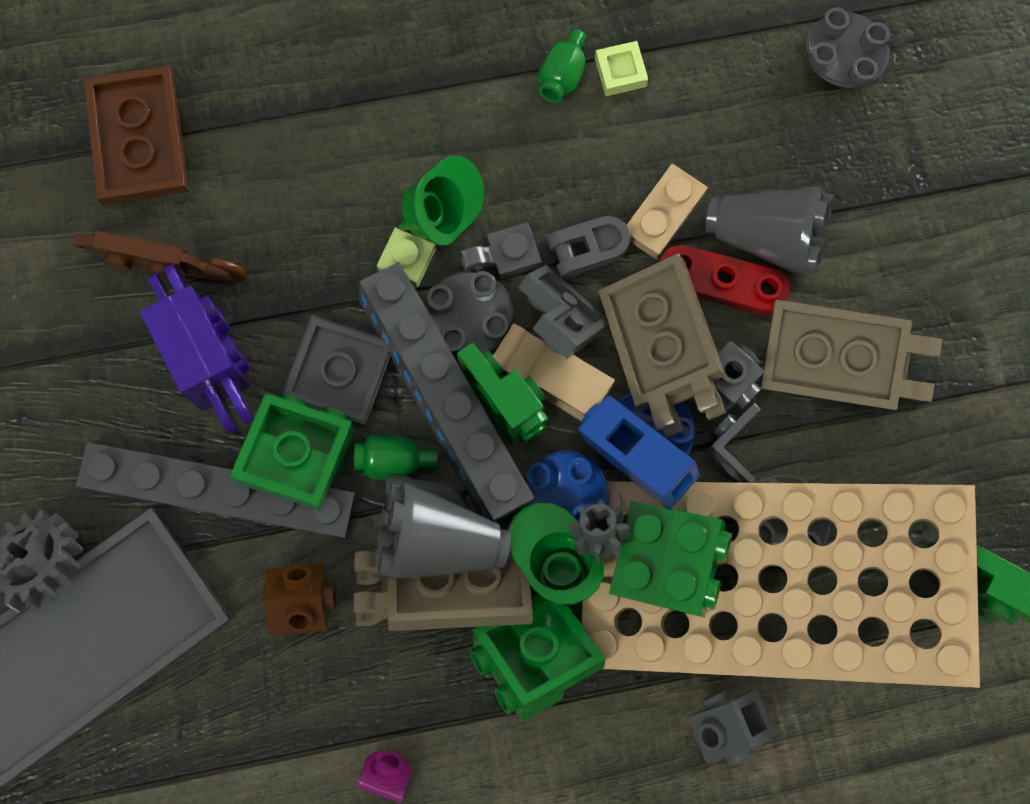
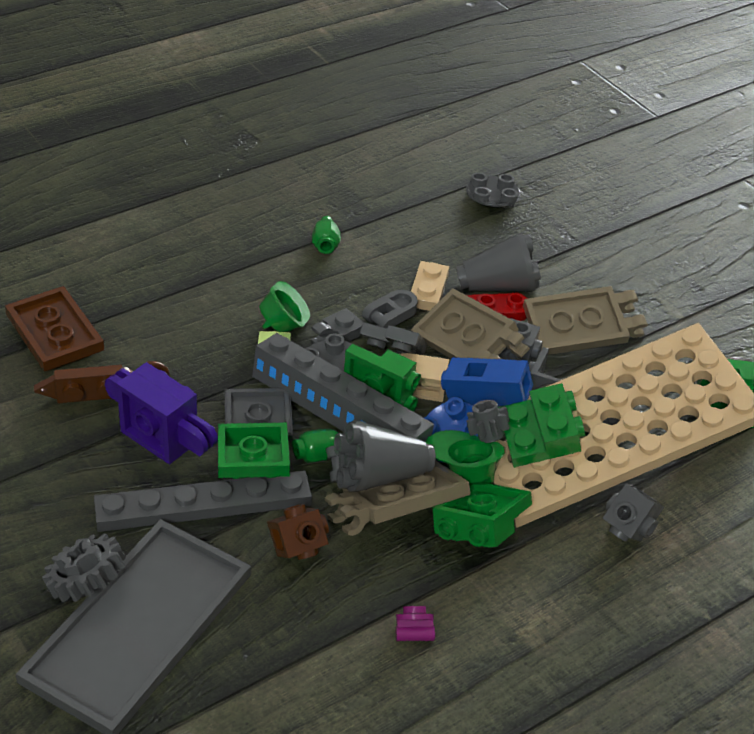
camera: 25 degrees left, 35 degrees down
(621, 68) = (363, 226): yellowish green plate -> none

